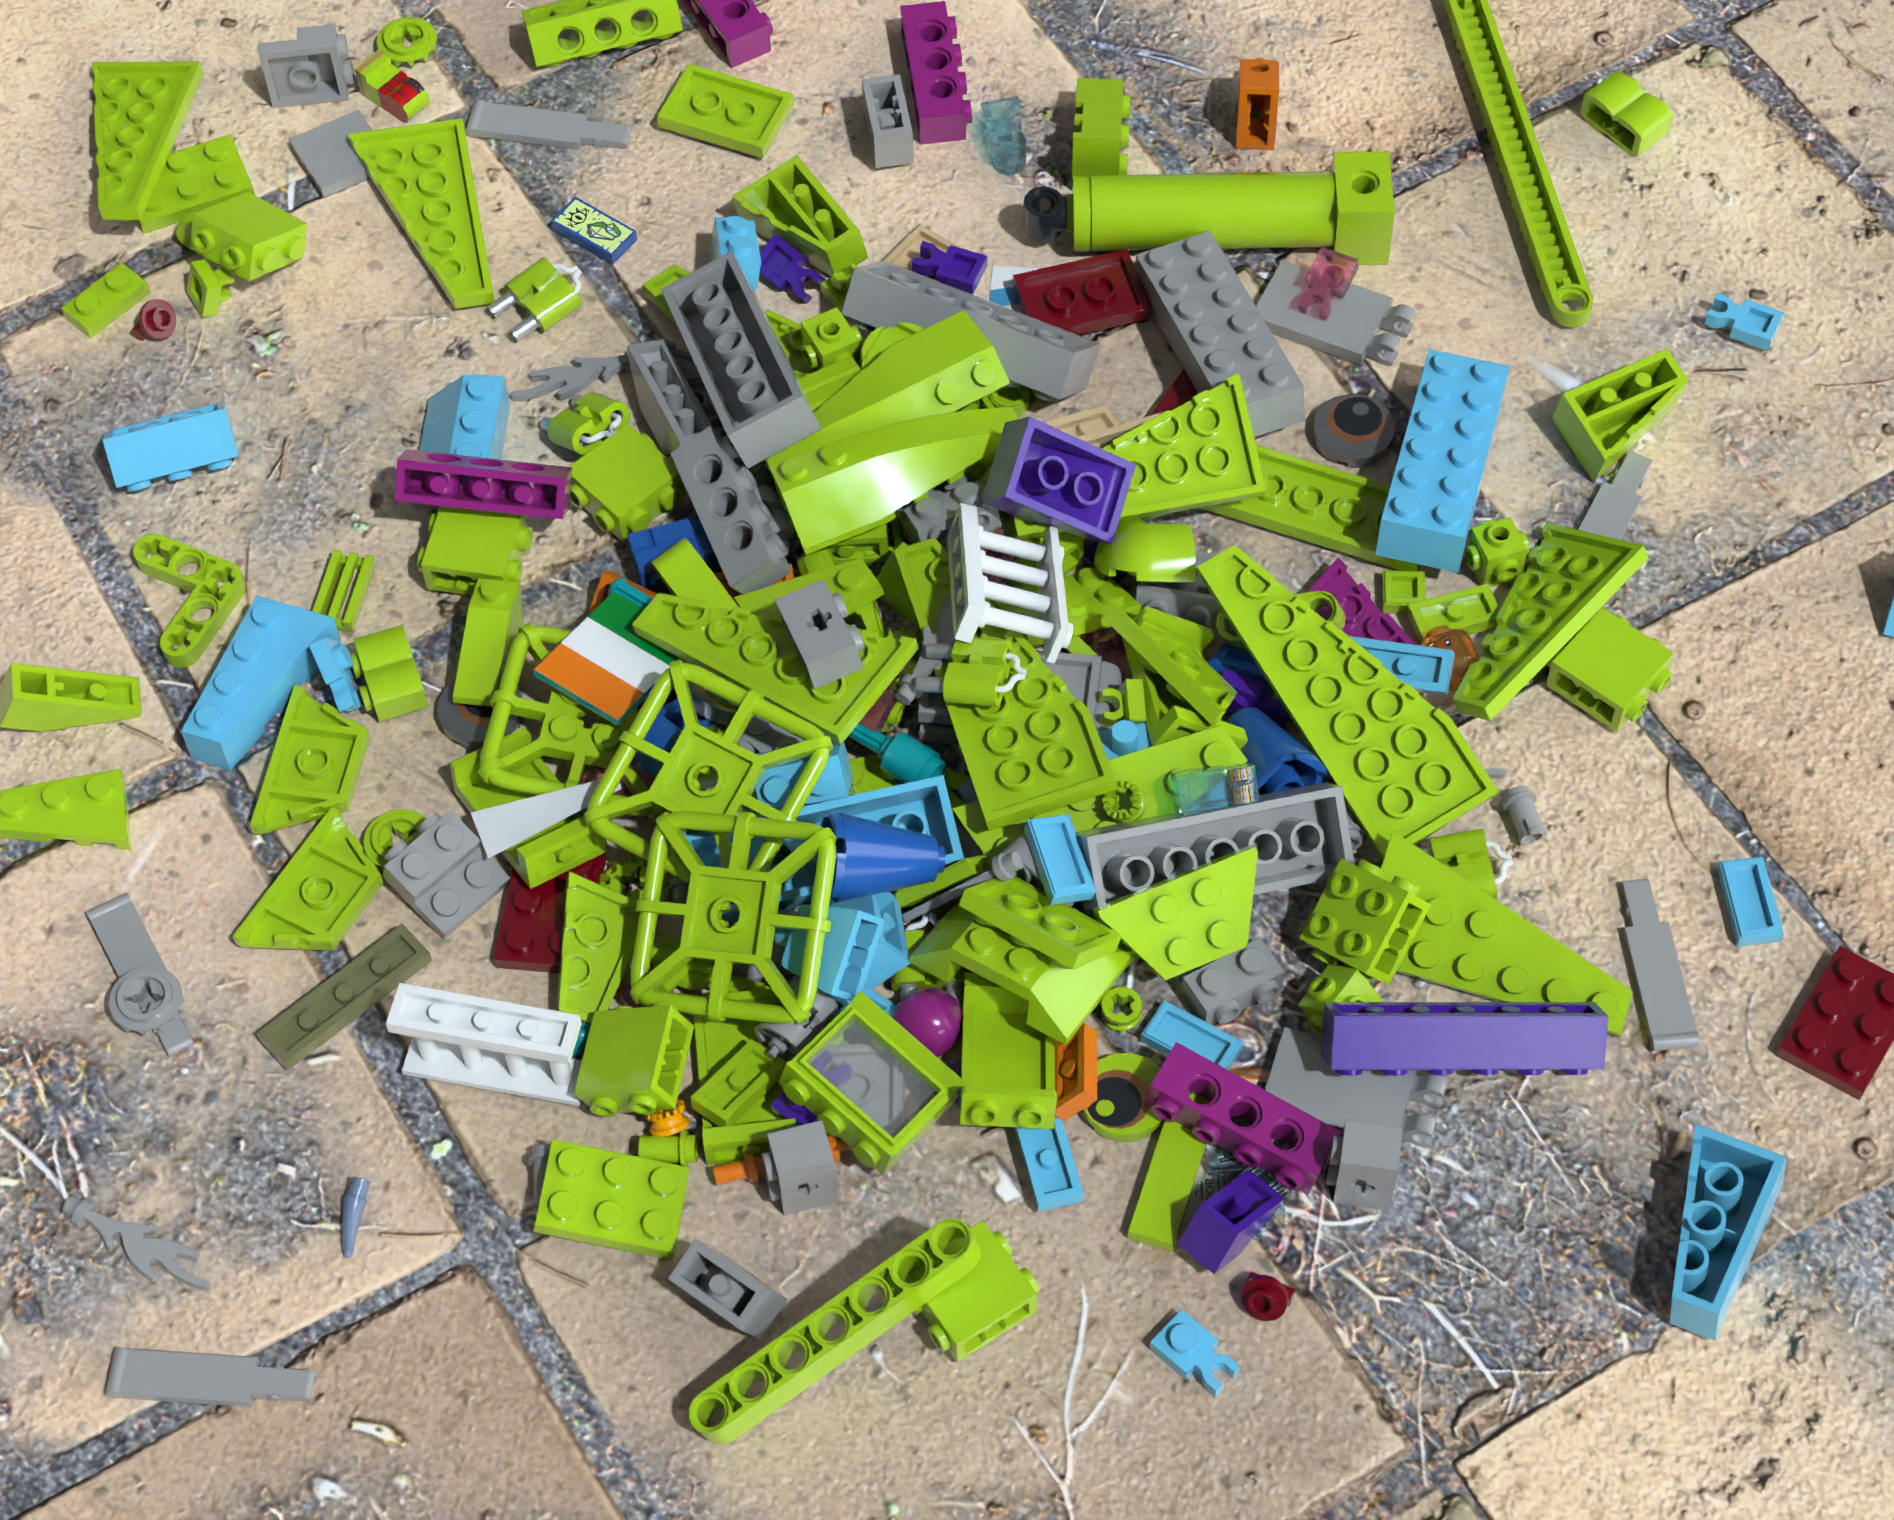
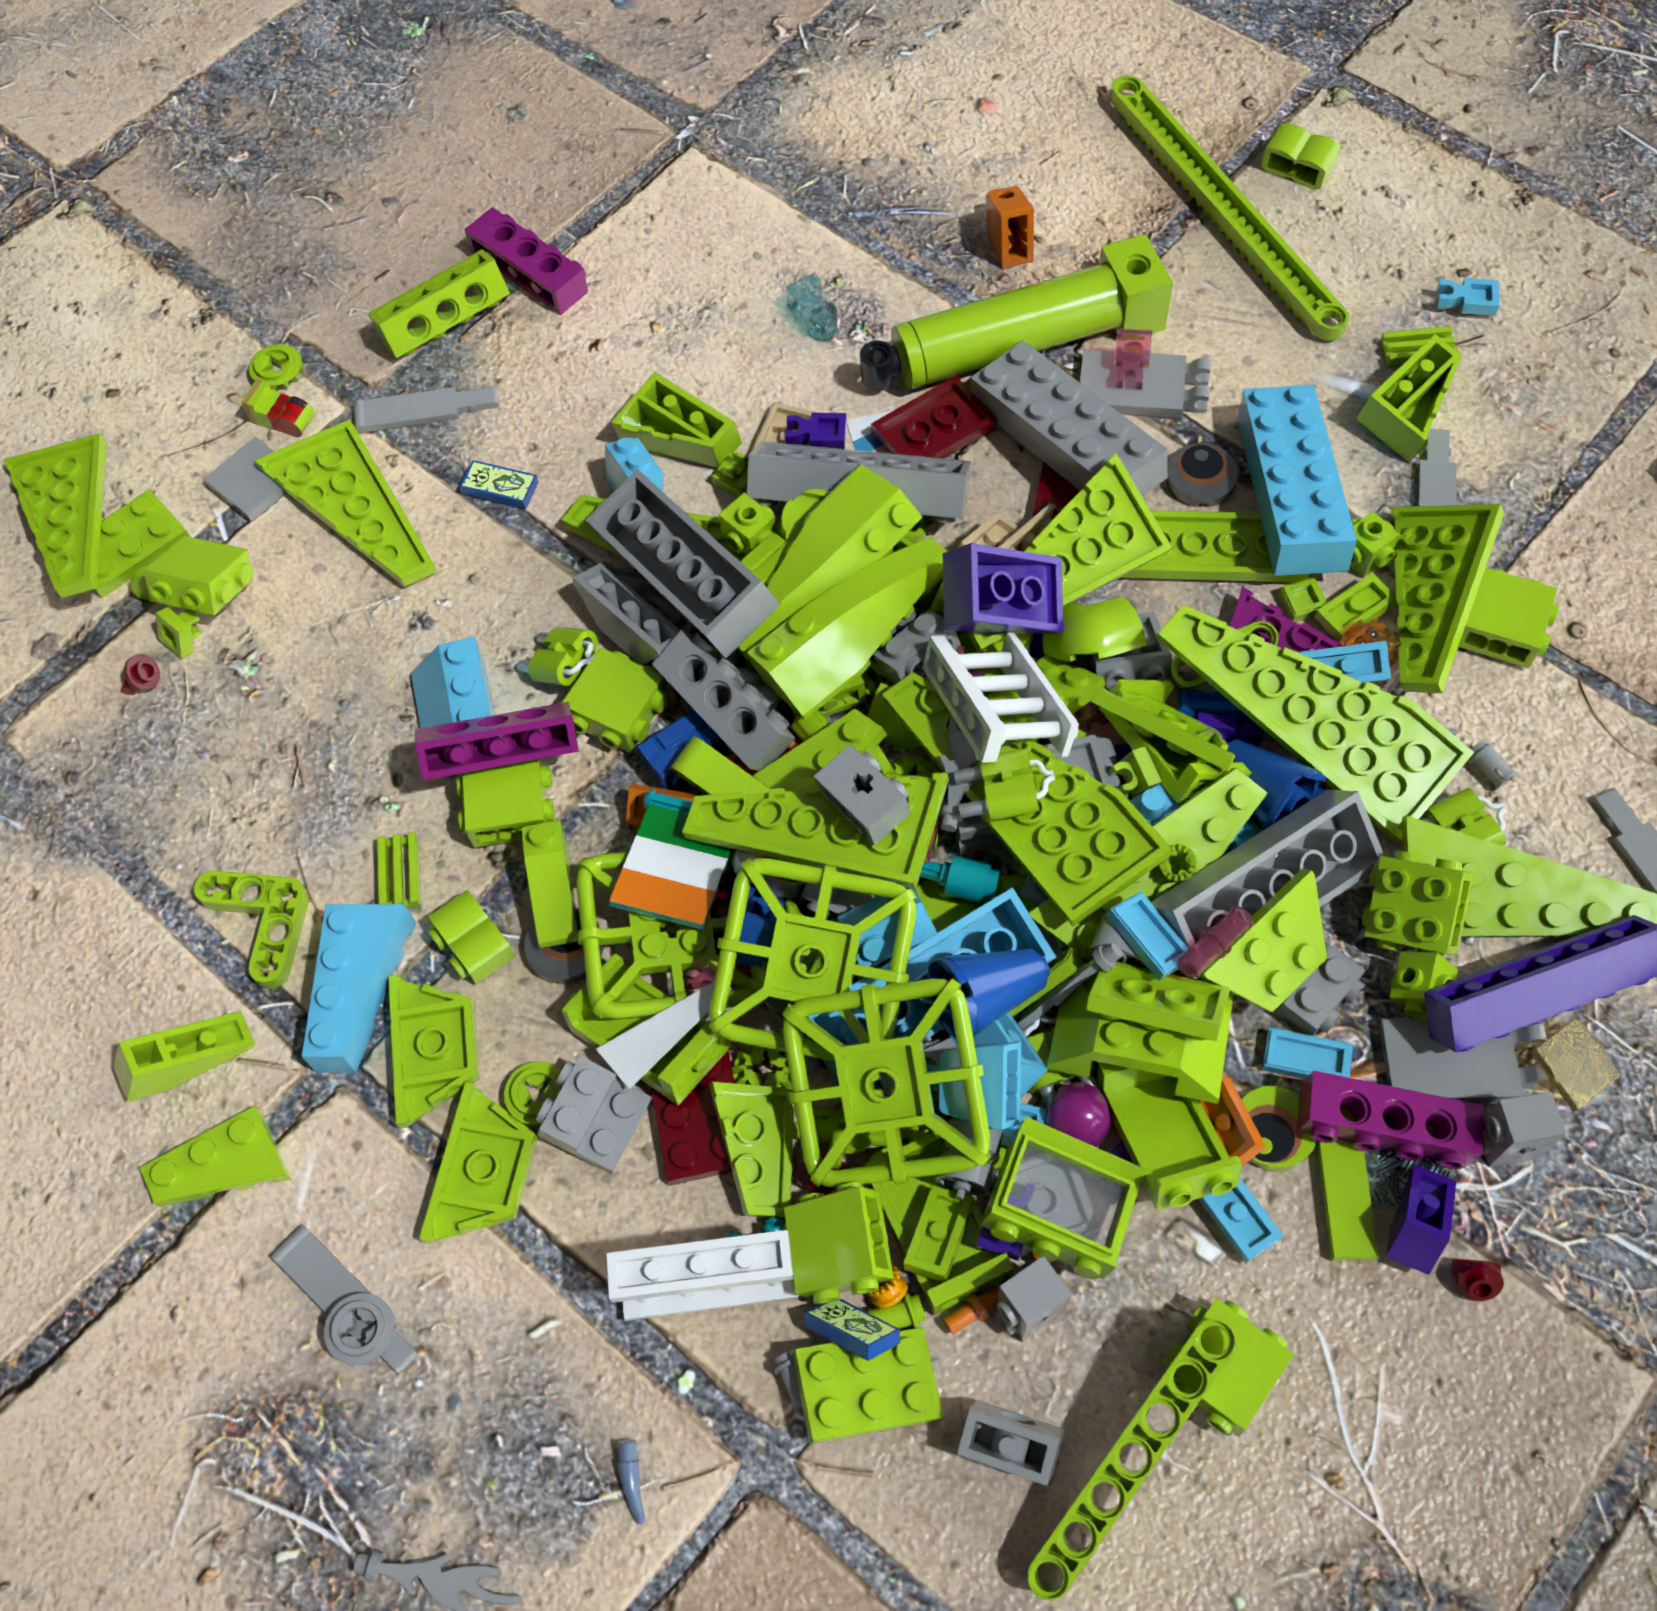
camera: 15 degrees left, 5 degrees up
(105, 300) = (88, 668): lime plate -> none
(170, 446) = (194, 785): medium azure slope -> none
(307, 68) = (198, 412): light grey plate -> none
(335, 666) = (421, 949): medium azure plate -> none
(344, 996) = (543, 1264): olive plate -> none
(541, 295) = (476, 553): lime piece -> none
(572, 378) = (531, 618): light grey piece -> none
(616, 1141) = (852, 1328): none -> tile
(725, 110) = (572, 351): lime plate -> none
(785, 265) = (678, 469): dark purple plate -> none
(887, 121) = (714, 322): light grey brick -> none
(934, 72) = (734, 272): magenta brick -> none
(1100, 128) = (891, 283): lime wedge -> none
(1120, 883) = (1215, 942): none -> clear pink pin
(1120, 1021) = (1249, 1046): lime bush -> none
(1190, 1349) = (1433, 1353): medium azure plate -> none
(1214, 788) = (1252, 827): clear light blue leg -> none
(1464, 1127) = (1575, 1064): none -> clear yellow piece
(1685, 355) = (1411, 341): none -> lime tile

